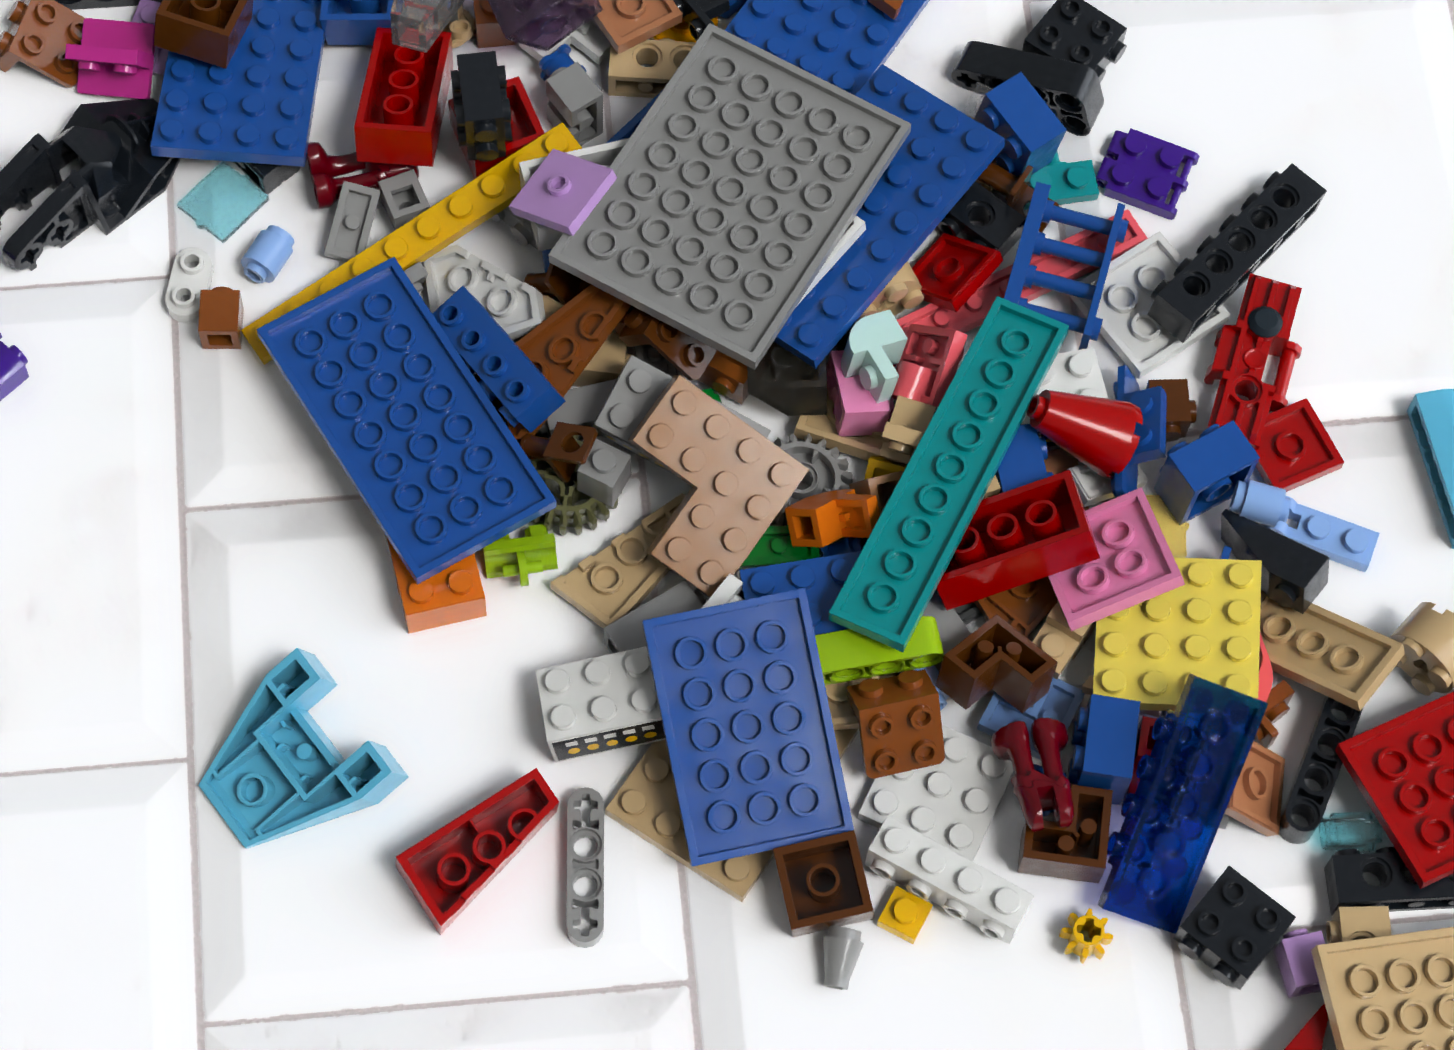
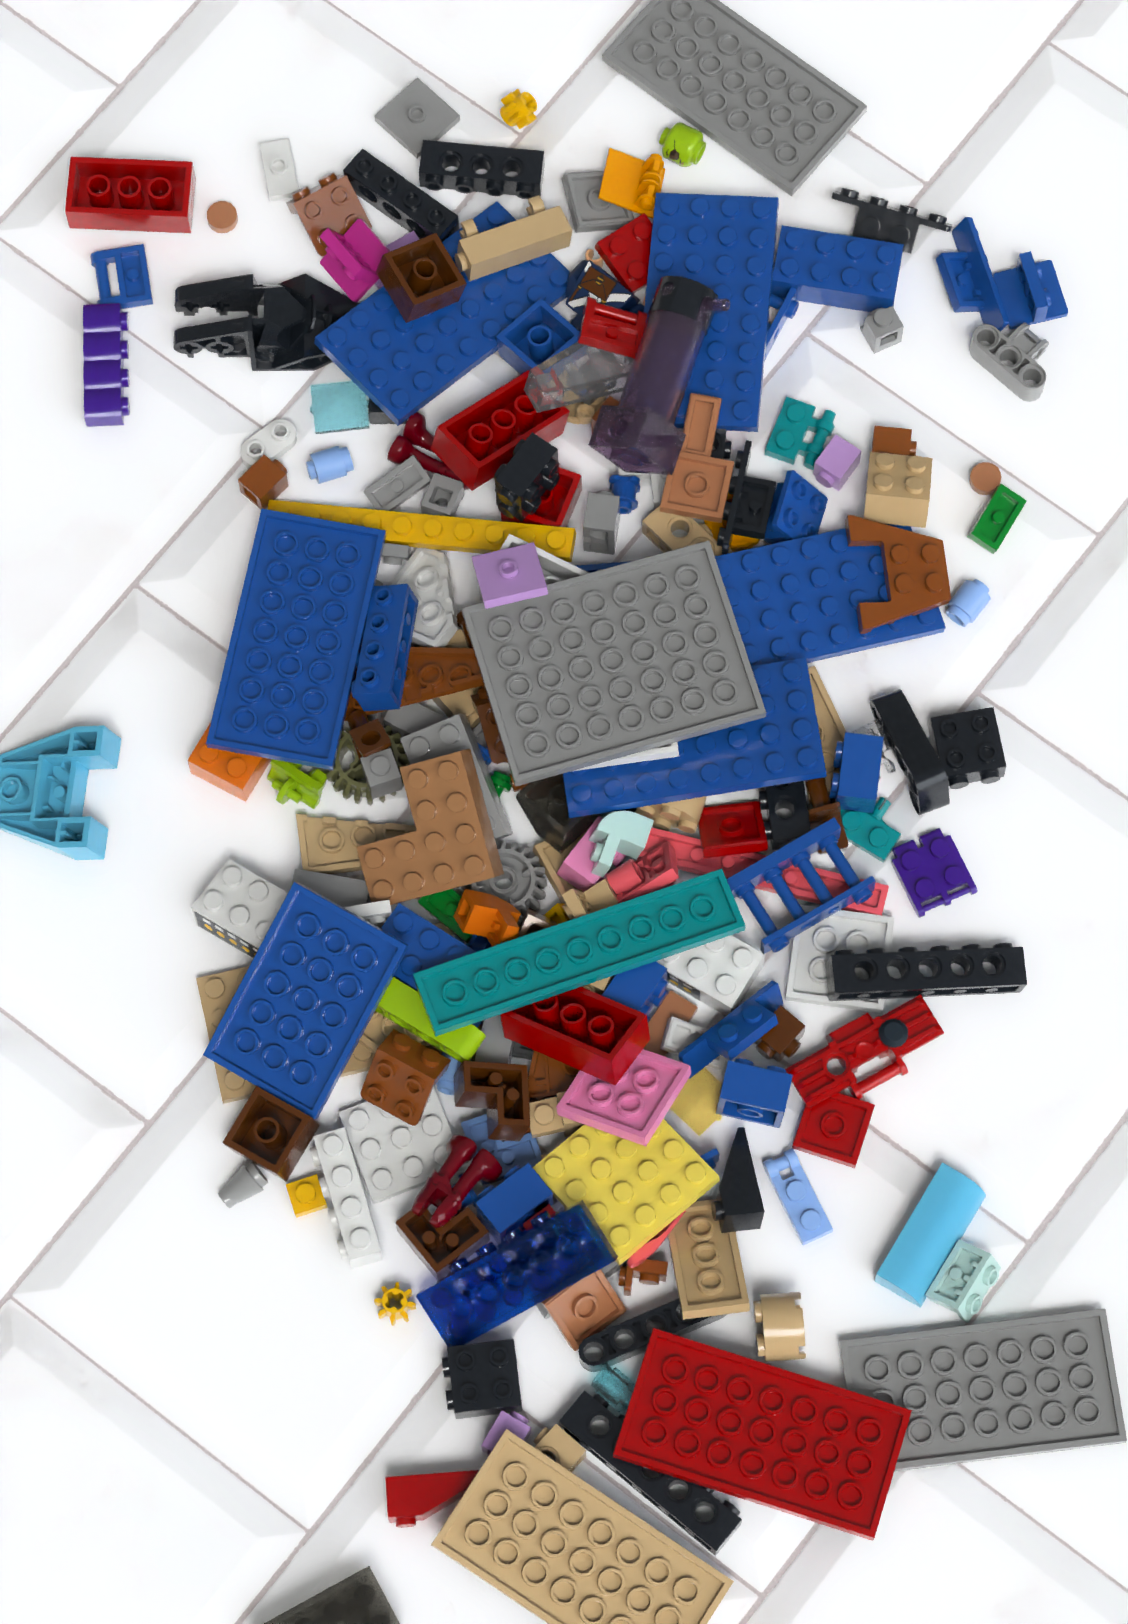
camera: 50 degrees right, 5 degrees up
(470, 851) = (95, 934): red wedge -> none
(585, 867) = (157, 1005): light grey beam -> none
(1088, 428) = (695, 998): red cone -> none
(1260, 502) = (767, 1141): light blue brick -> none

